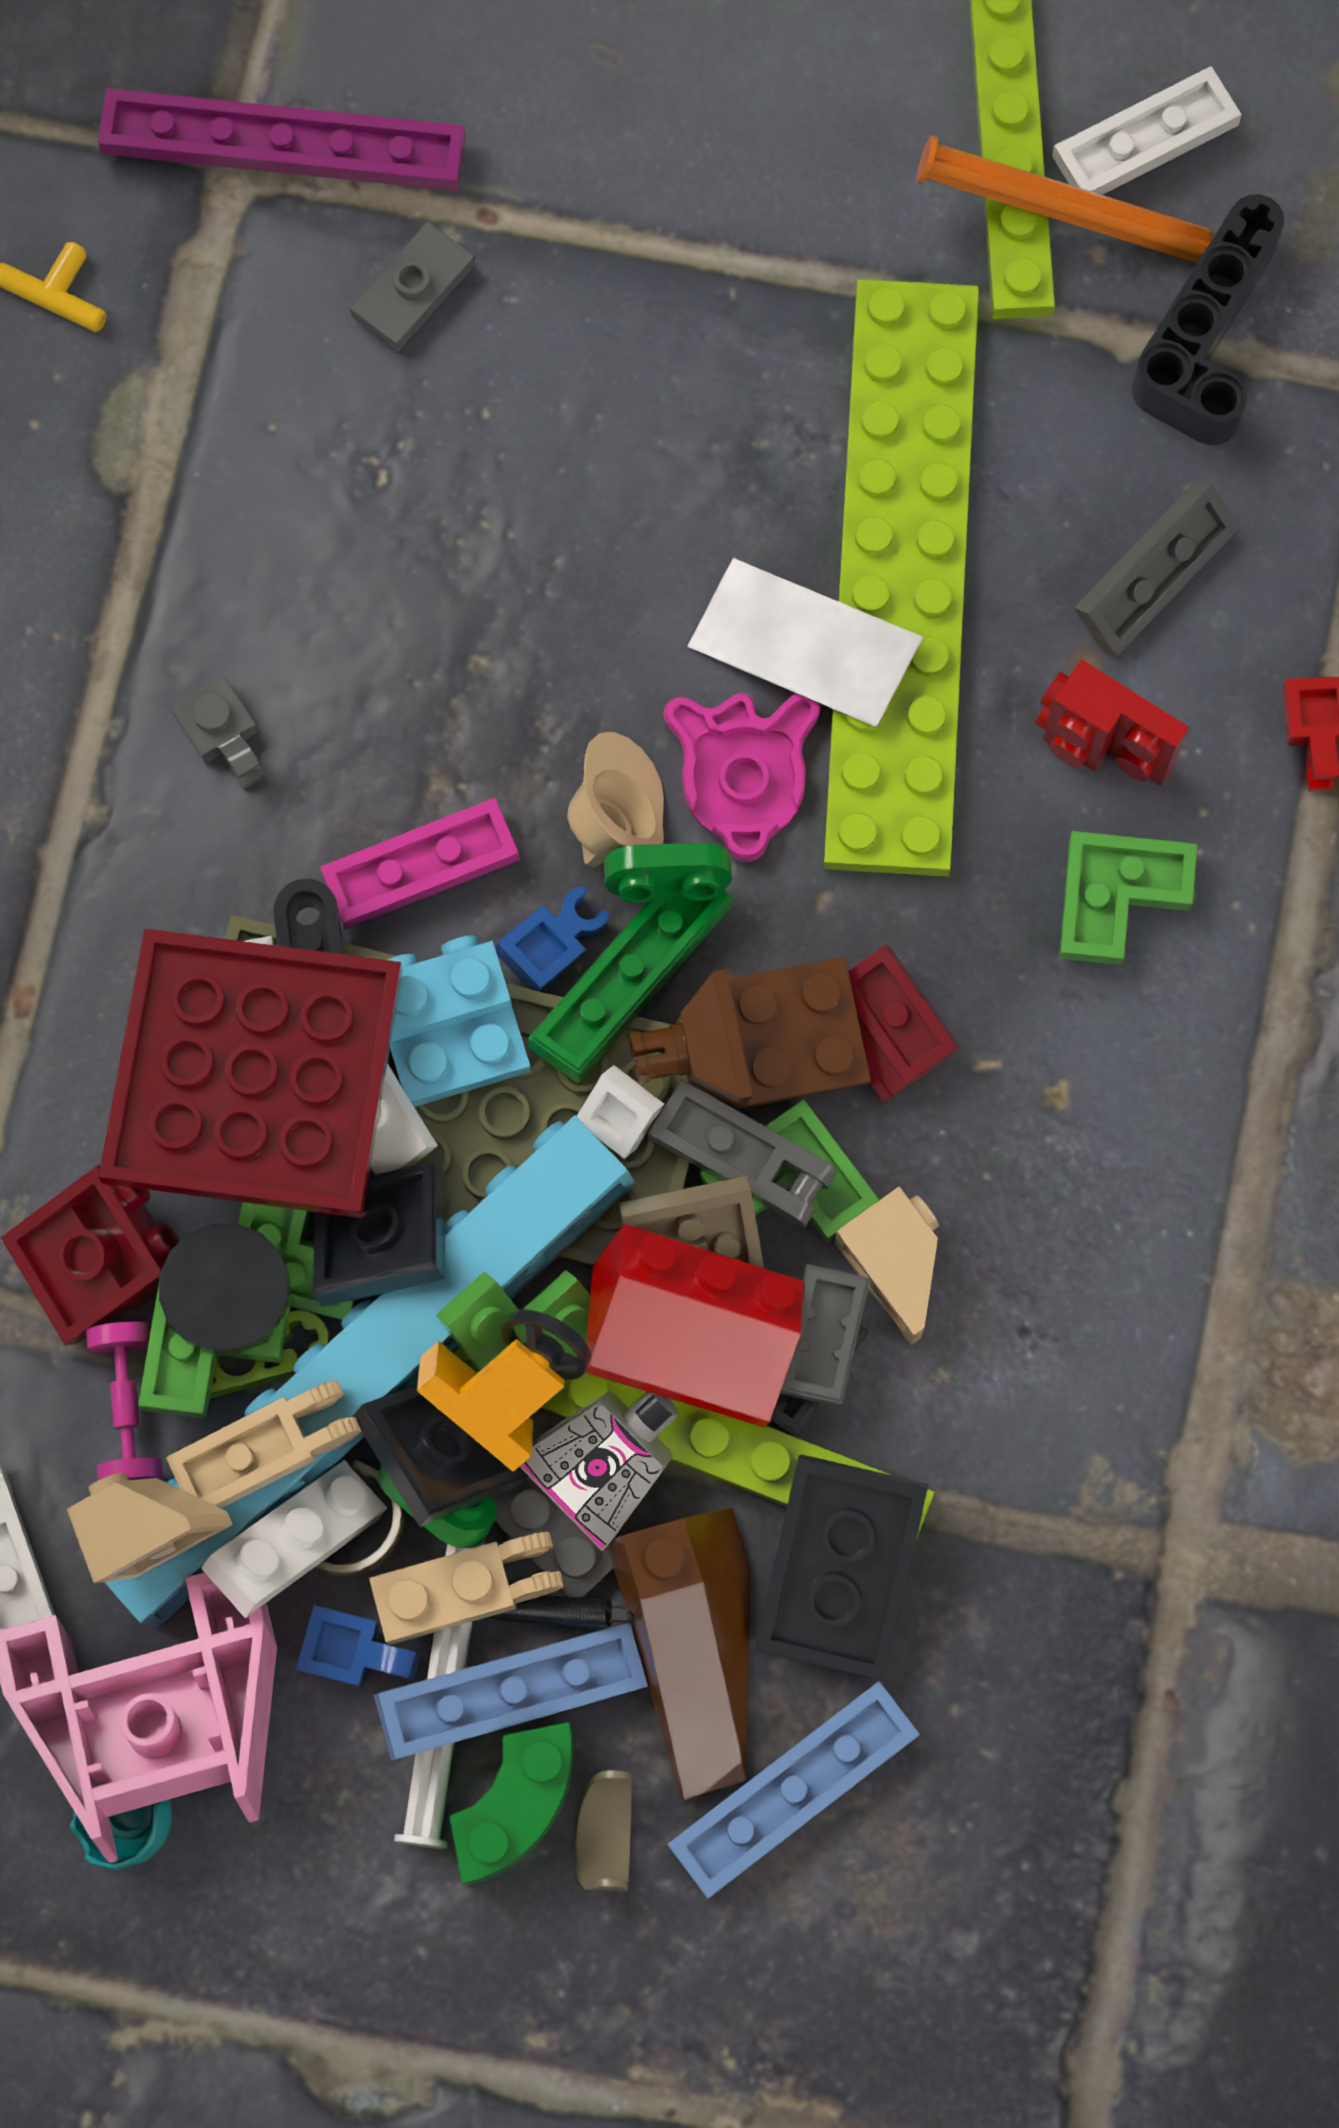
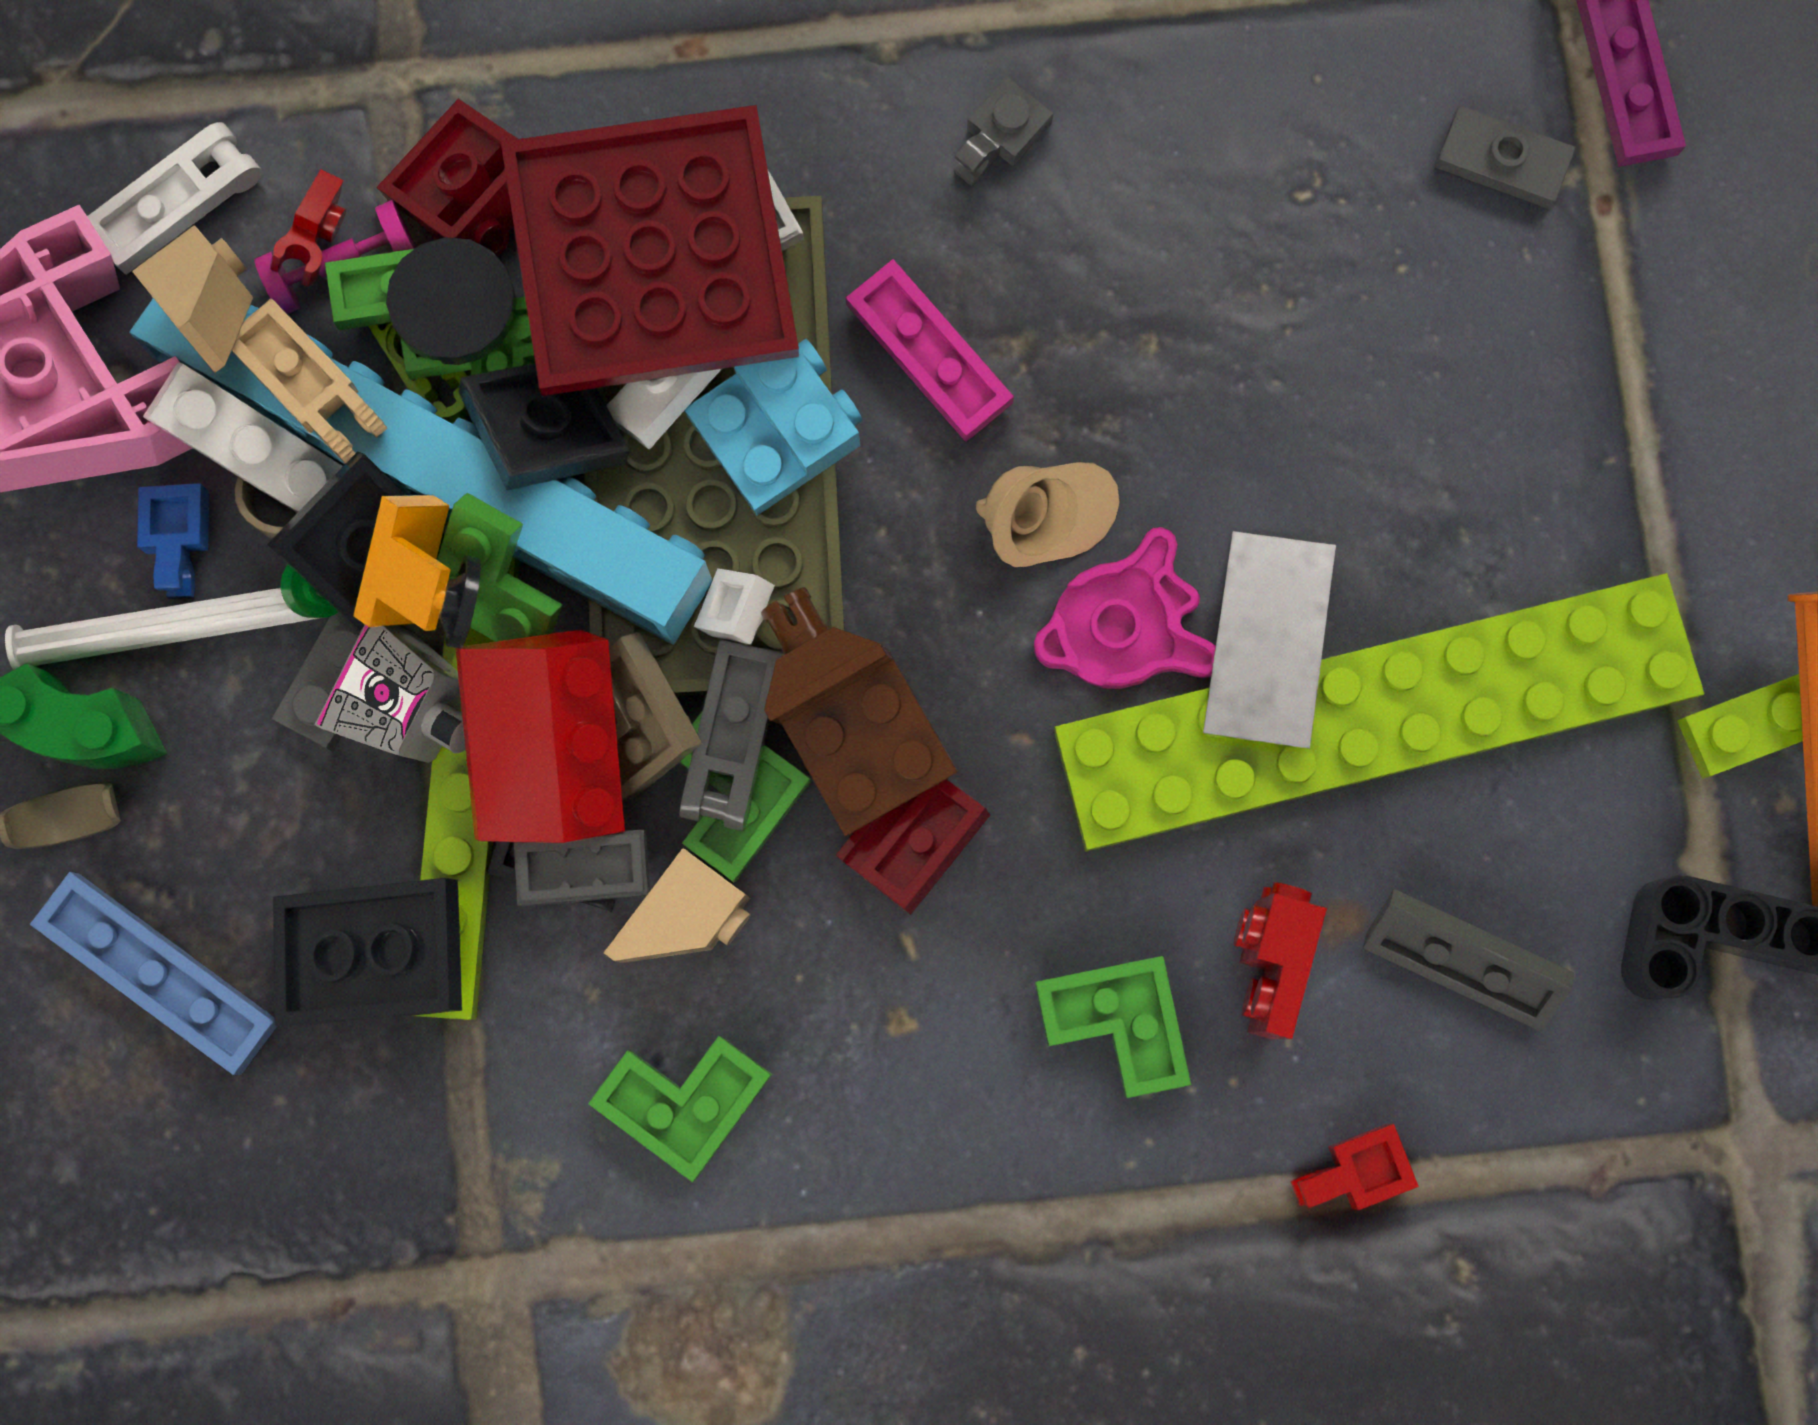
camera: 75 degrees right, 5 degrees up
(81, 1413) = (314, 220): none -> red plate
(323, 934) = (808, 269): black plate -> none
(459, 1588) = (246, 605): tan hinge -> none
(510, 1691) = (164, 683): medium blue plate -> none
(548, 945) = (885, 490): blue plate -> none
(564, 1611) = (258, 700): black piece -> none
(624, 981) = (882, 576): green tile -> none
(668, 870) = (994, 598): green plate -> none
(692, 1635) = (280, 830): reddish brown wedge -> none
(1092, 1318) = (686, 1121): none -> bright green plate

